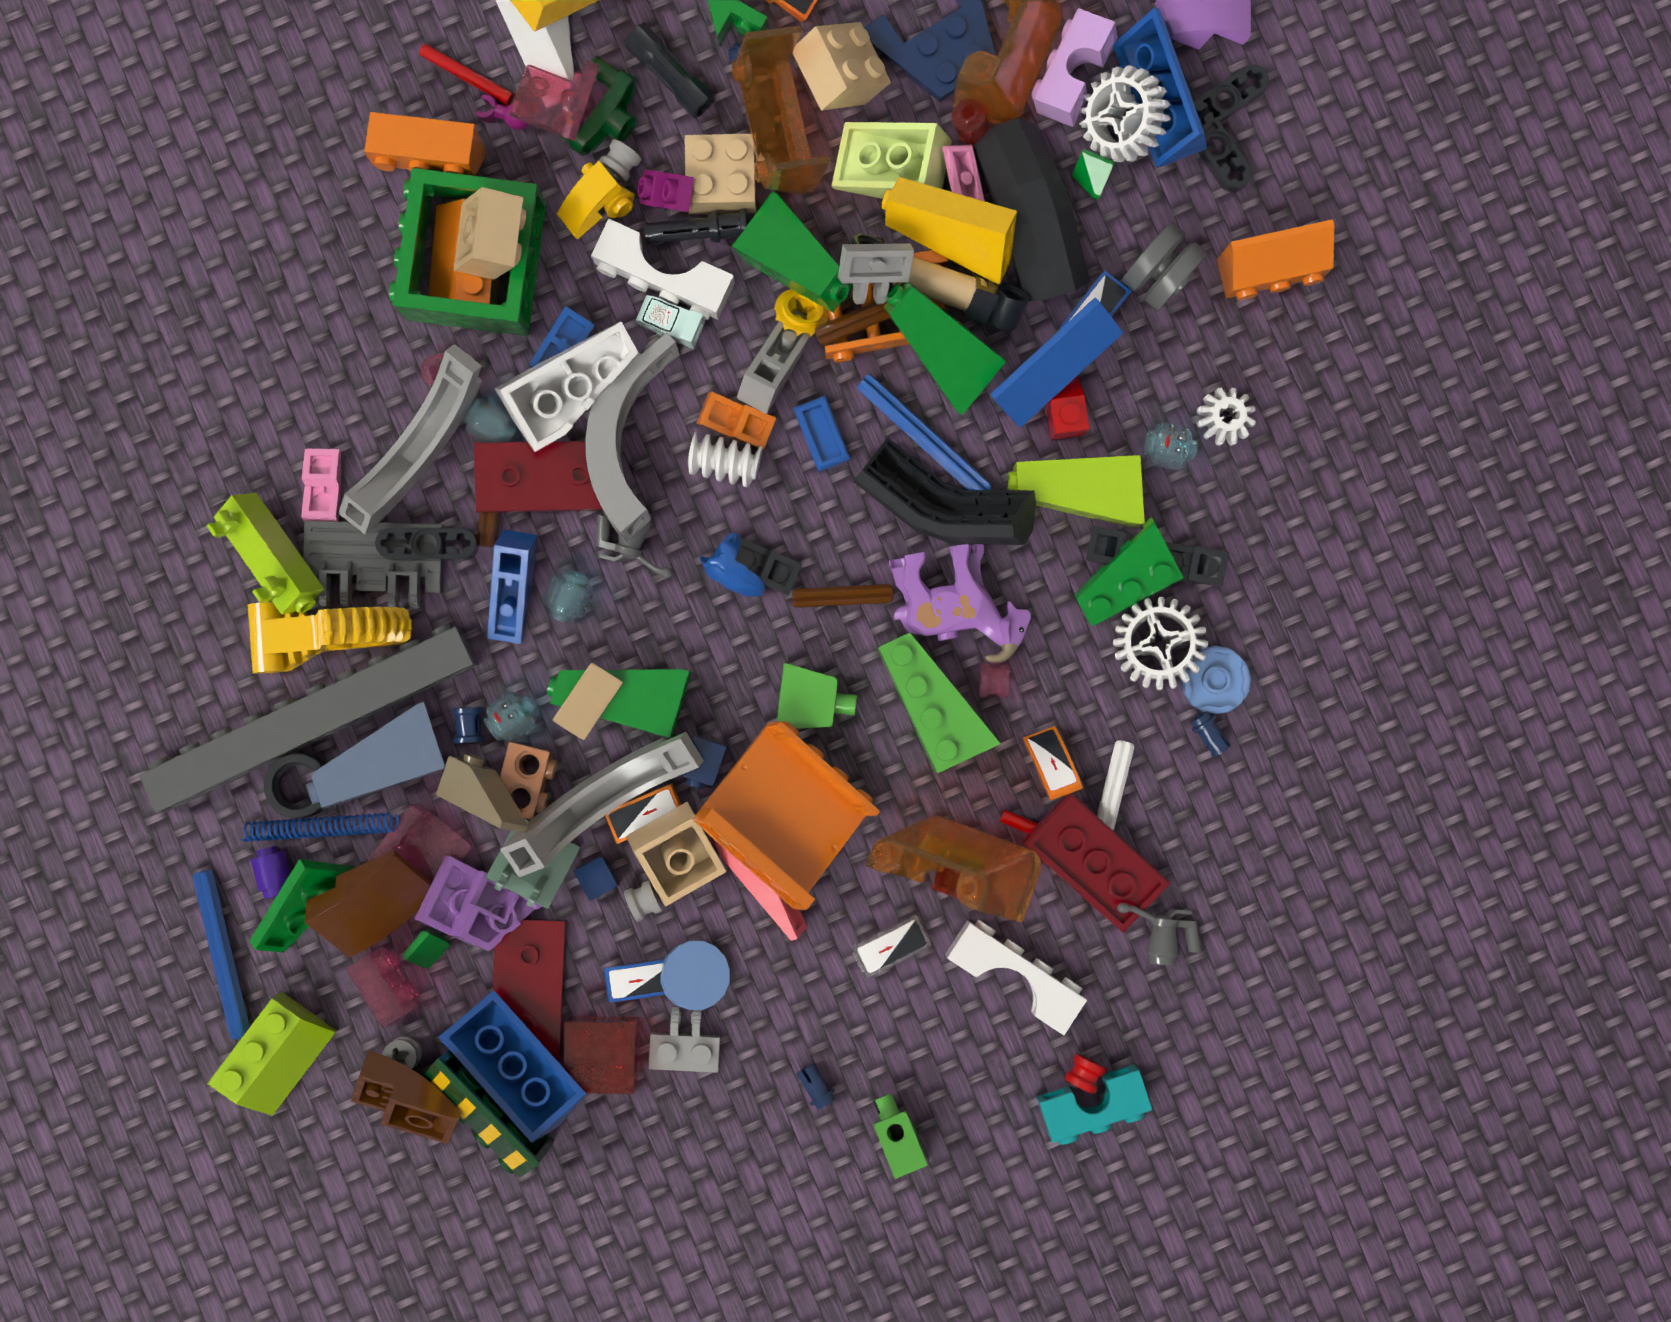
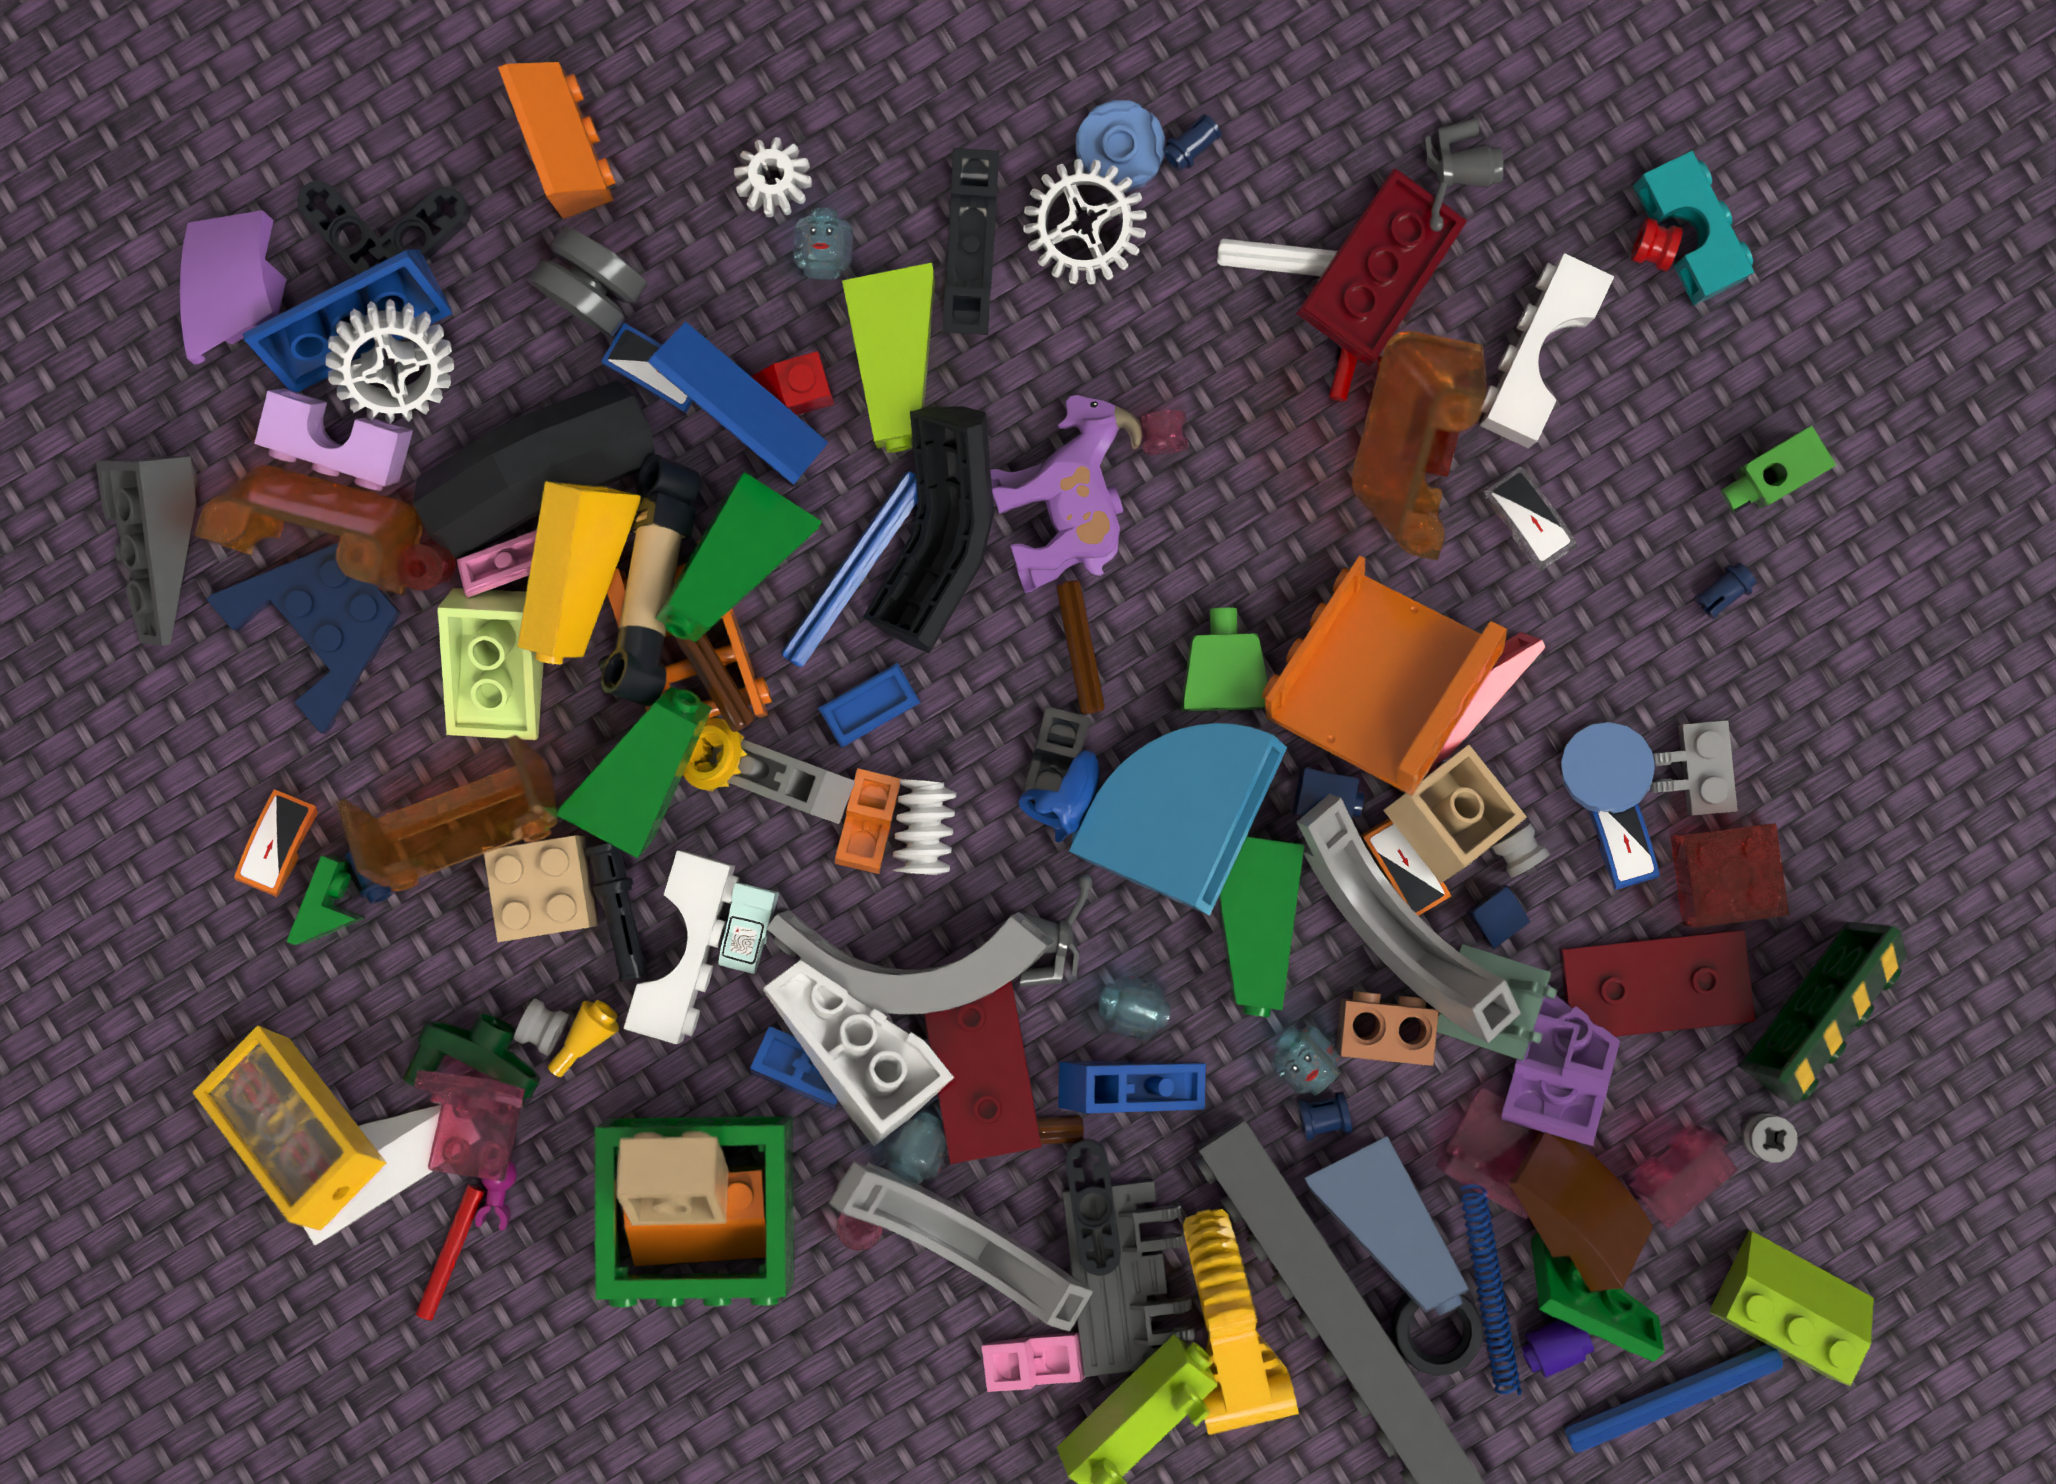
camera: 90 degrees left, 0 degrees up
(406, 1097) = (1827, 1122): reddish brown slope -> none
(423, 144) = (560, 1291): orange slope -> none
(426, 948) = (1625, 1126): green slope -> none
(480, 792) = (1415, 1082): dark tan slope -> none
(513, 1067) = (1767, 985): blue slope -> none
(586, 198) = (599, 1062): yellow slope -> none
(587, 701) = (1273, 958): tan slope -> none
(665, 190) = (574, 957): magenta slope -> none
(669, 70) = (389, 1003): black axle -> none
(707, 649) = (1181, 810): none -> dark azure brick
(841, 65) = (375, 746): tan brick -> none
(876, 265) = (645, 657): light grey hinge -> none
(935, 707) = (1218, 498): bright green wedge -> none
(1052, 763) = (1262, 340): slope -> none
(1092, 172) = (472, 395): slope -> none
(1133, 575) = (1000, 268): green wing -> none

